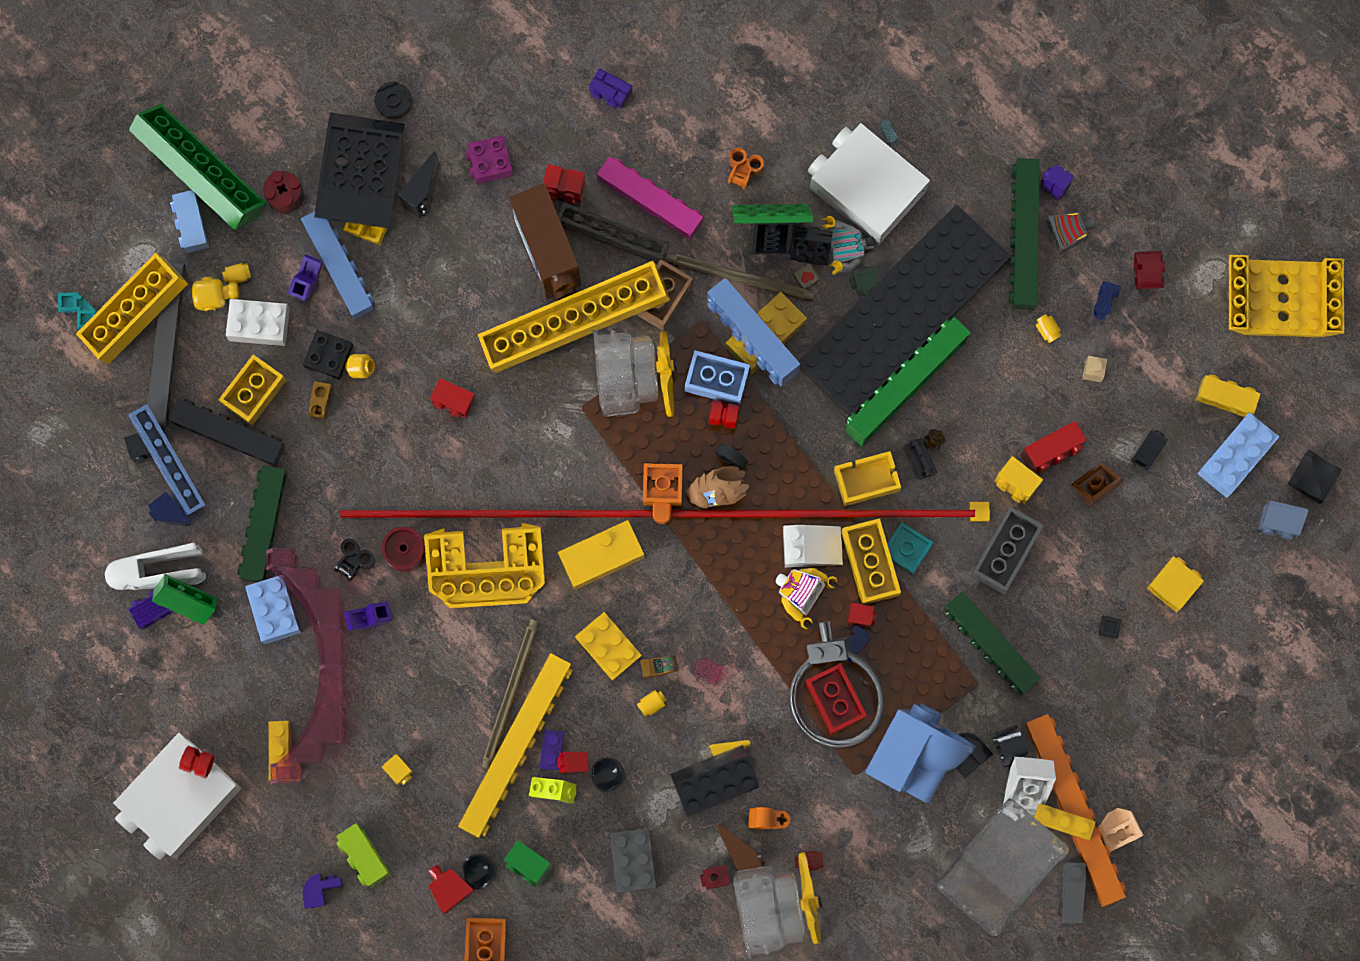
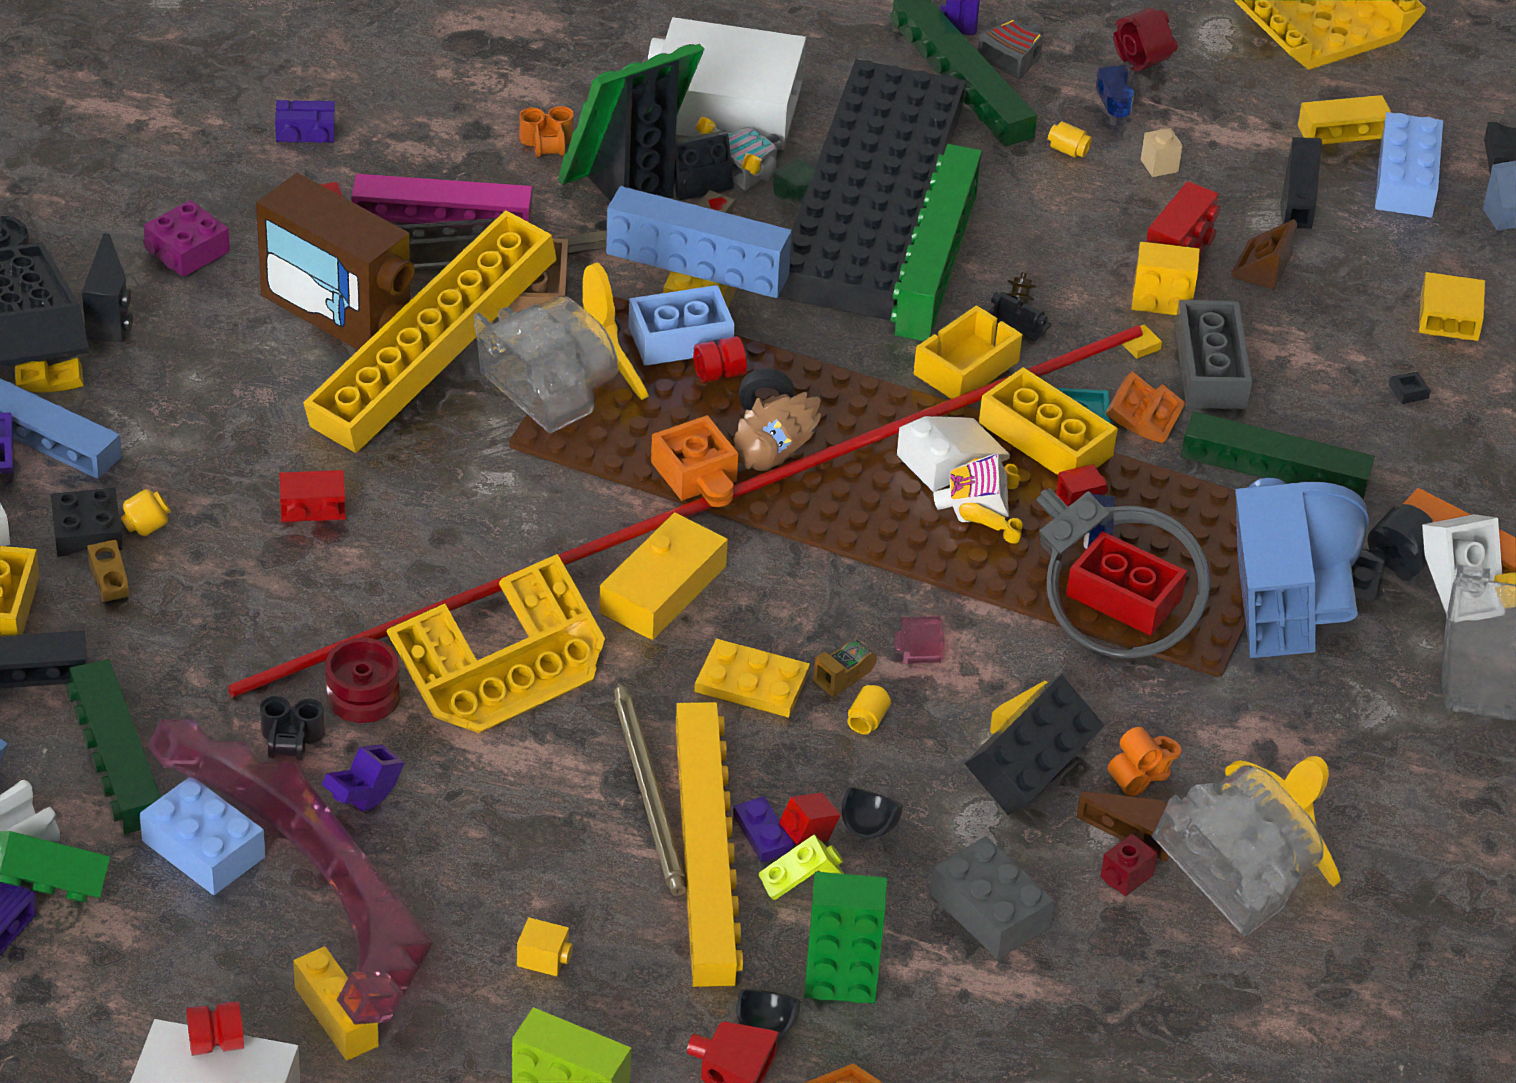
camera: 35 degrees left, 35 degrees down
(945, 566) = (1144, 409): none -> orange slope

